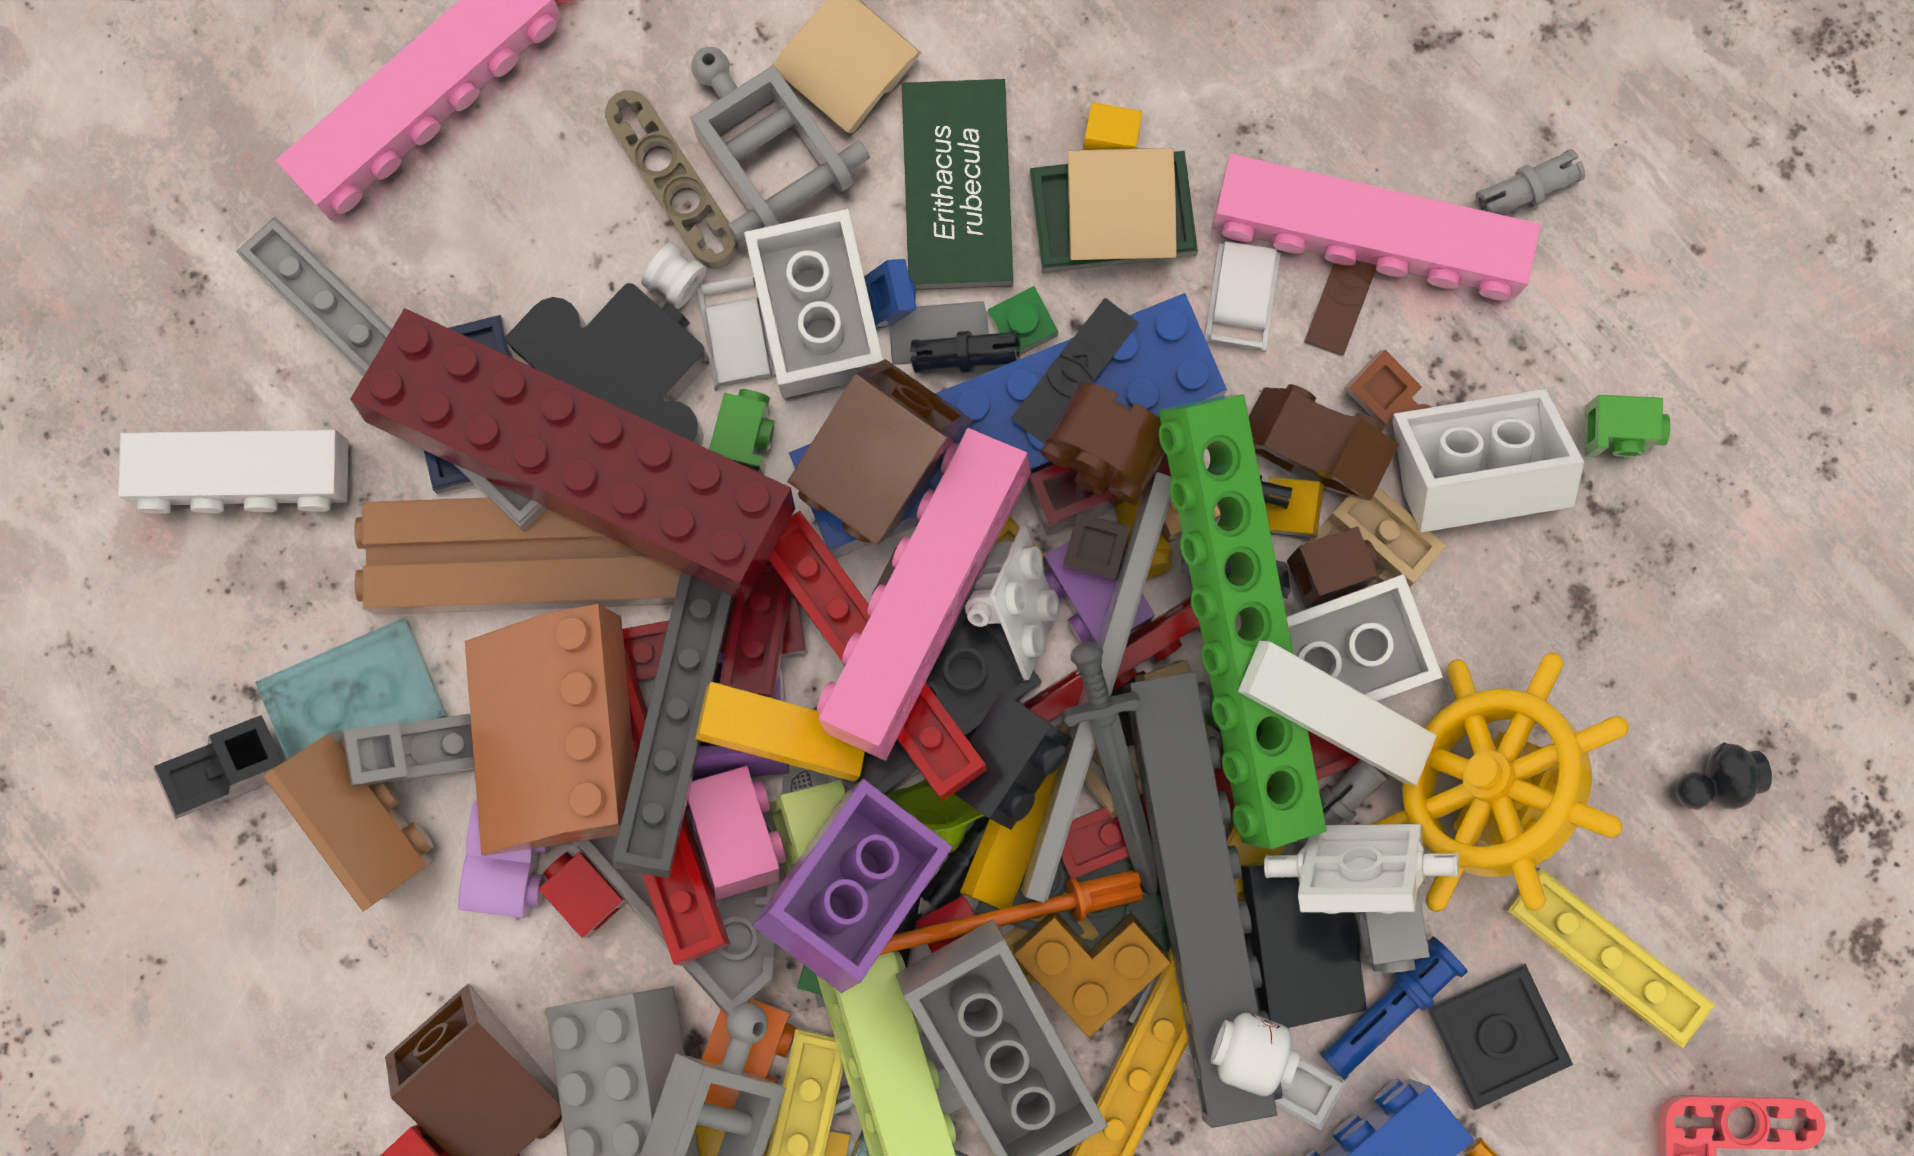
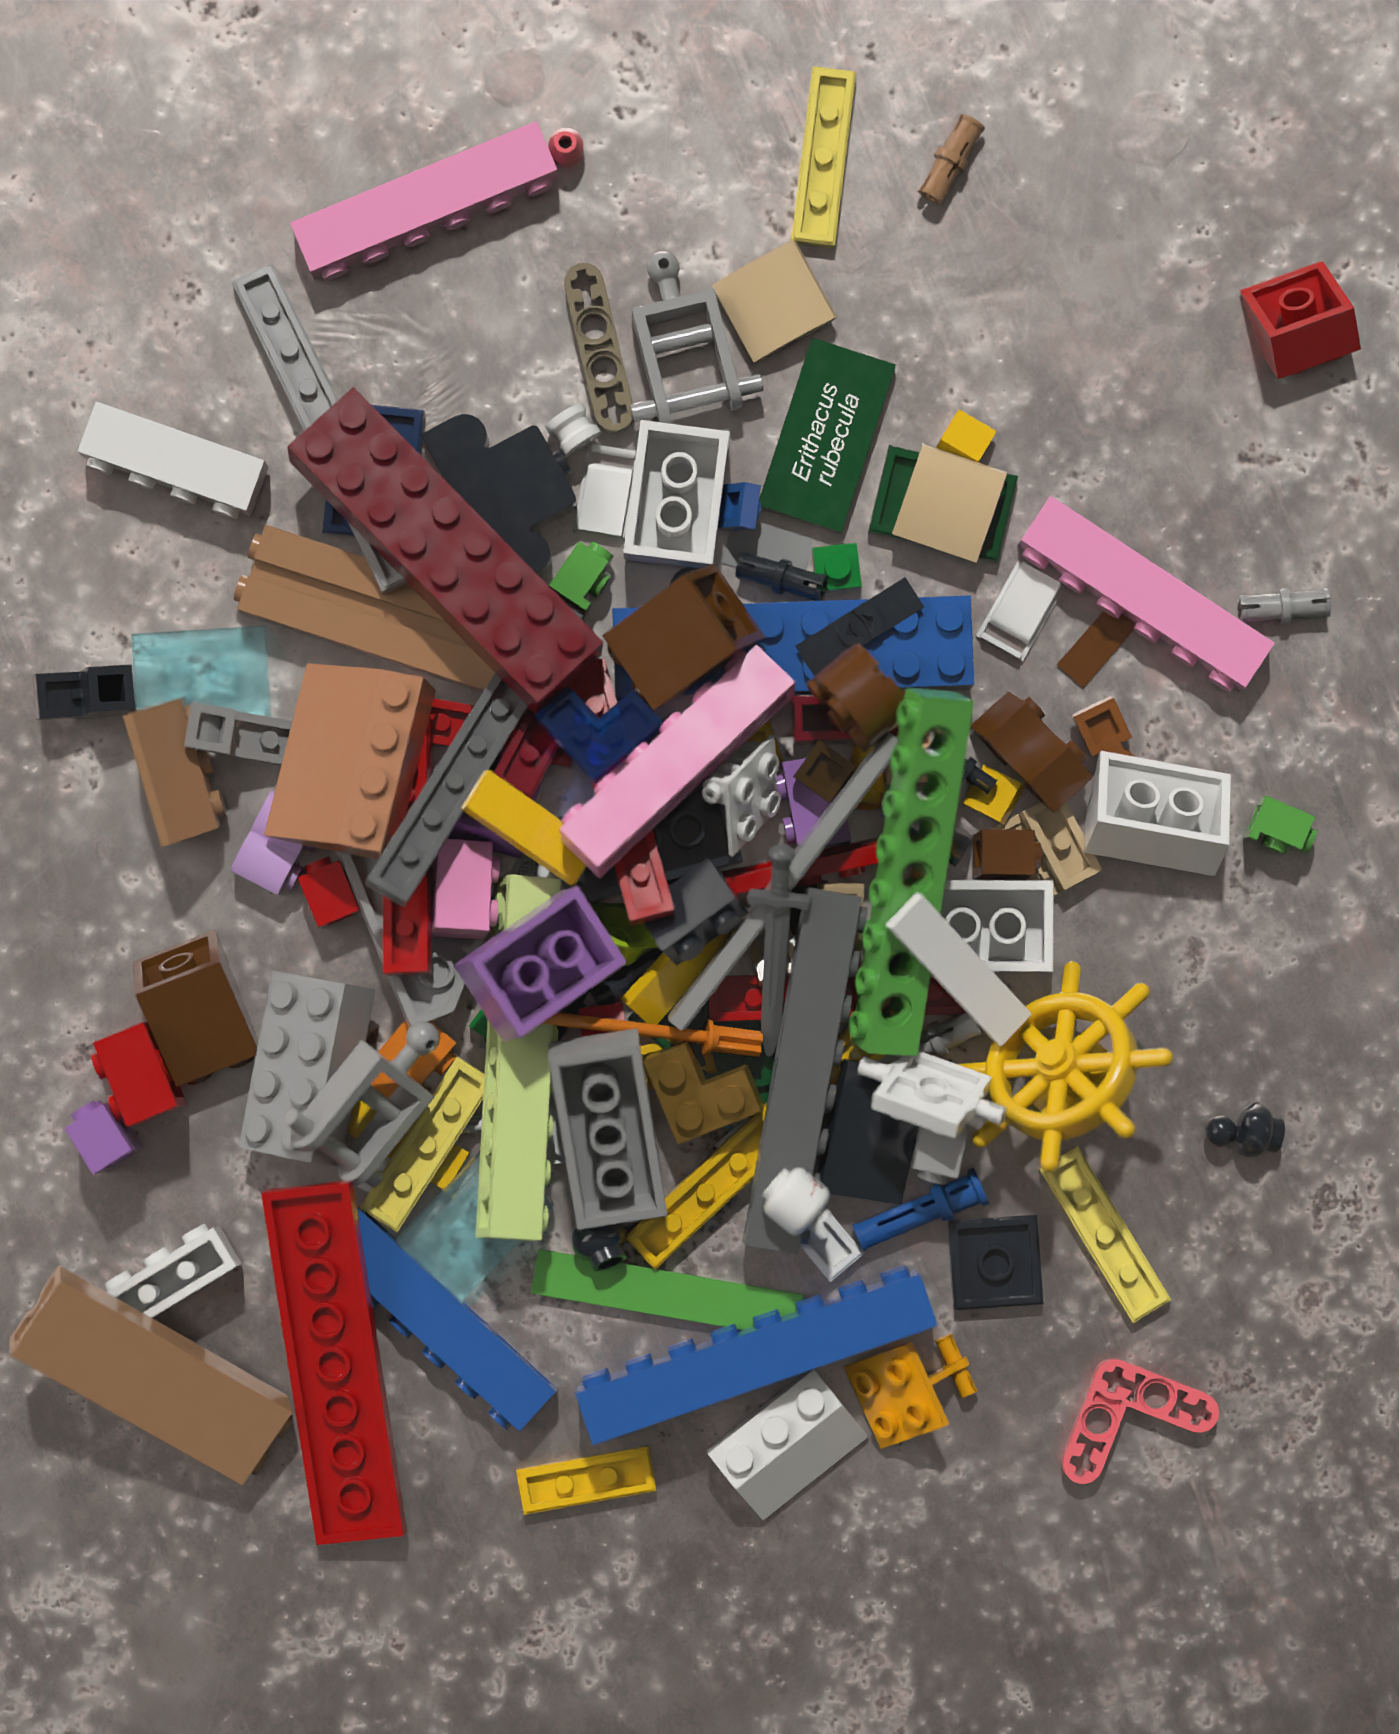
camera: 15 degrees right, 5 degrees up
(826, 605) = (596, 742): none -> clear blue plate

